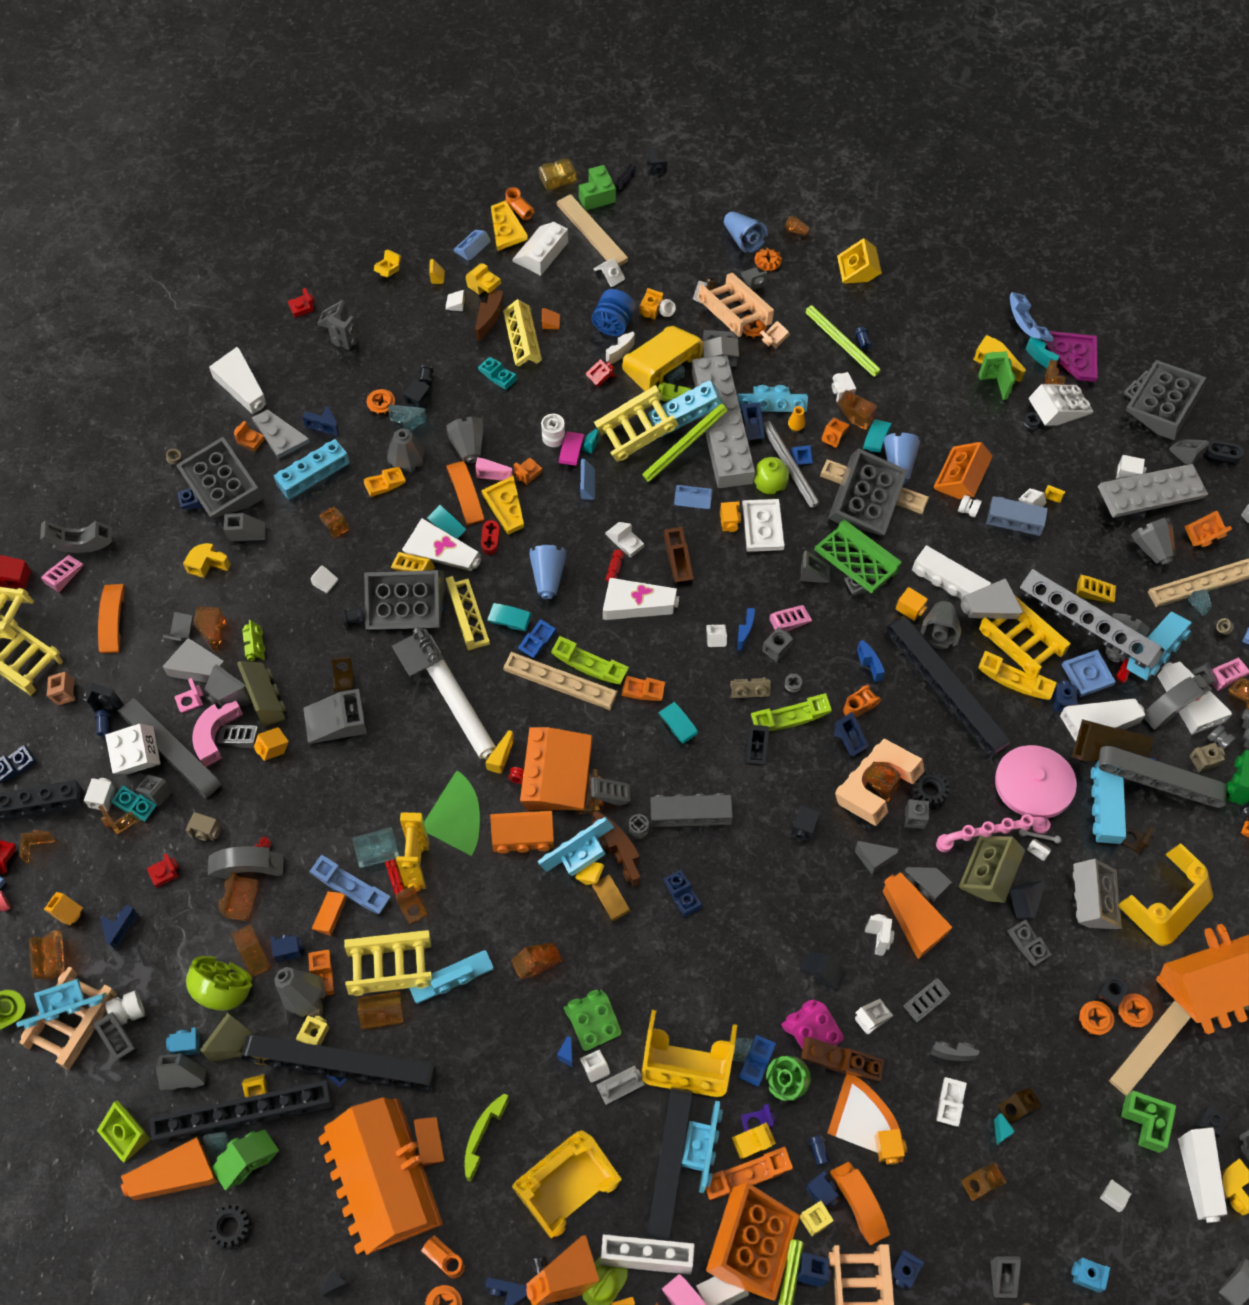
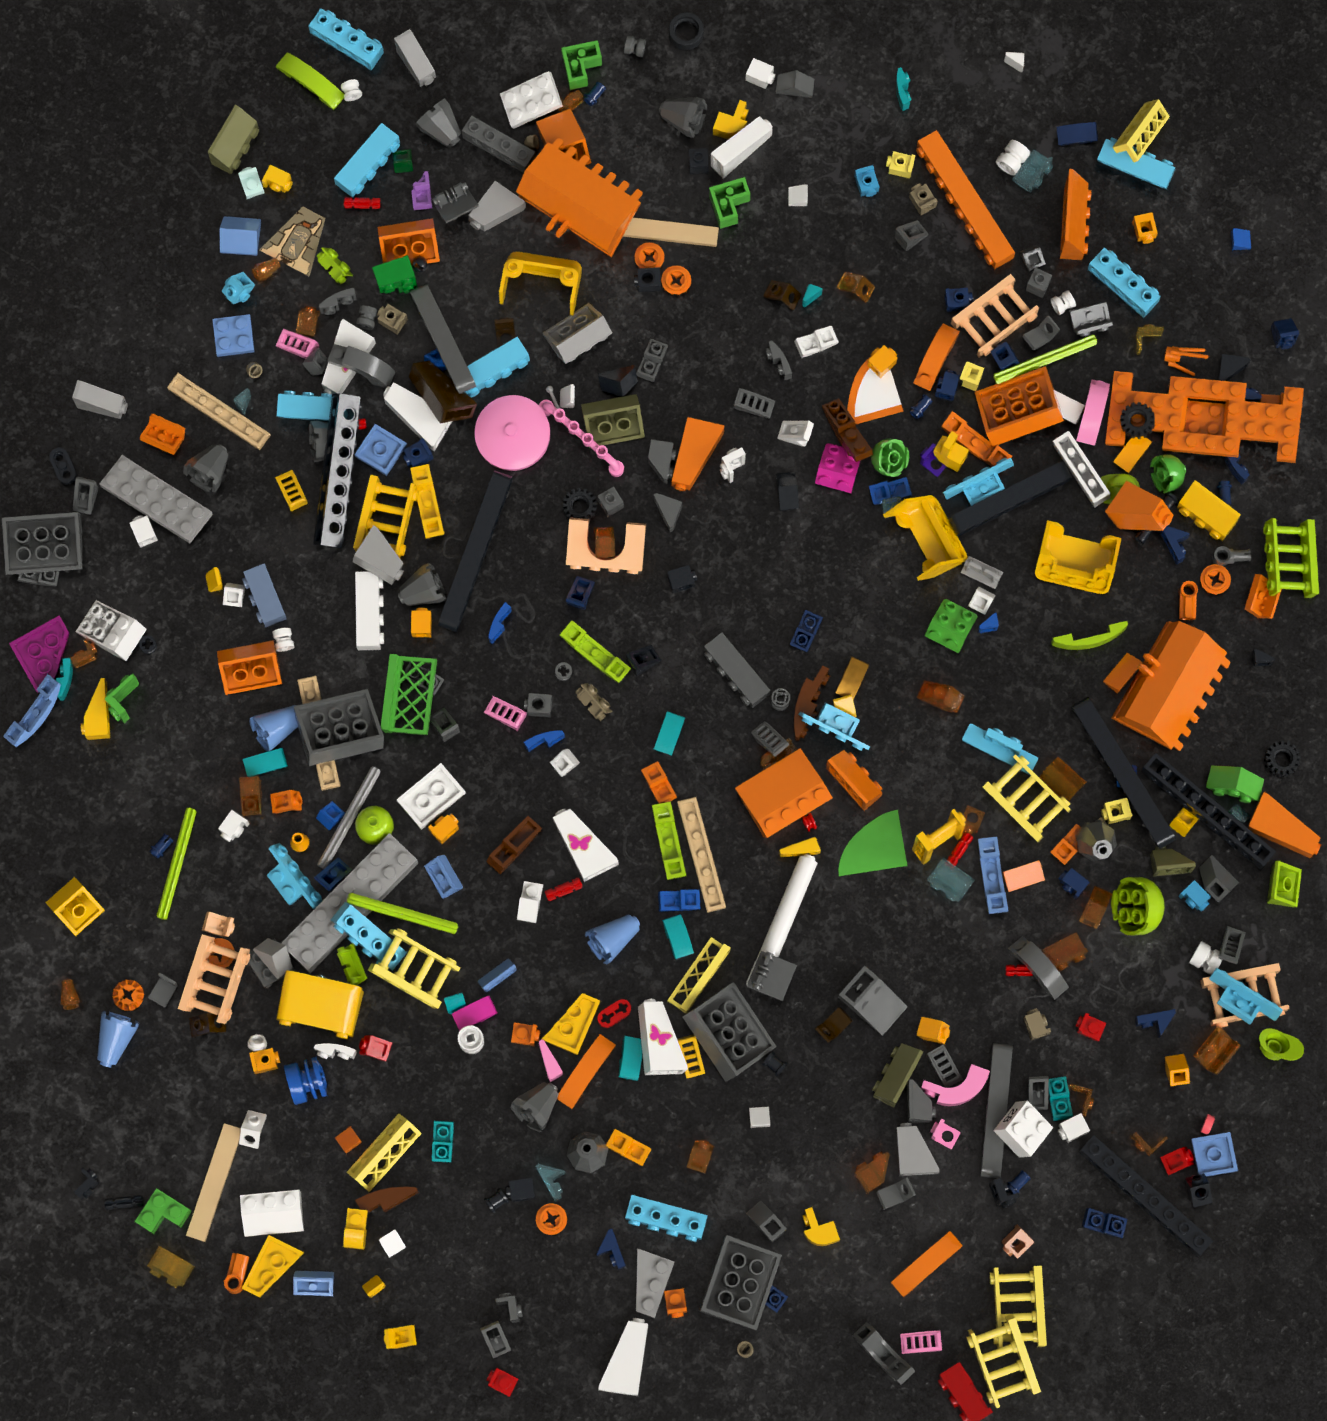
camera: 125 degrees left, 15 degrees up
(253, 634) = (863, 1118): lime hinge -> none
(862, 700) = (538, 606): orange piece -> none

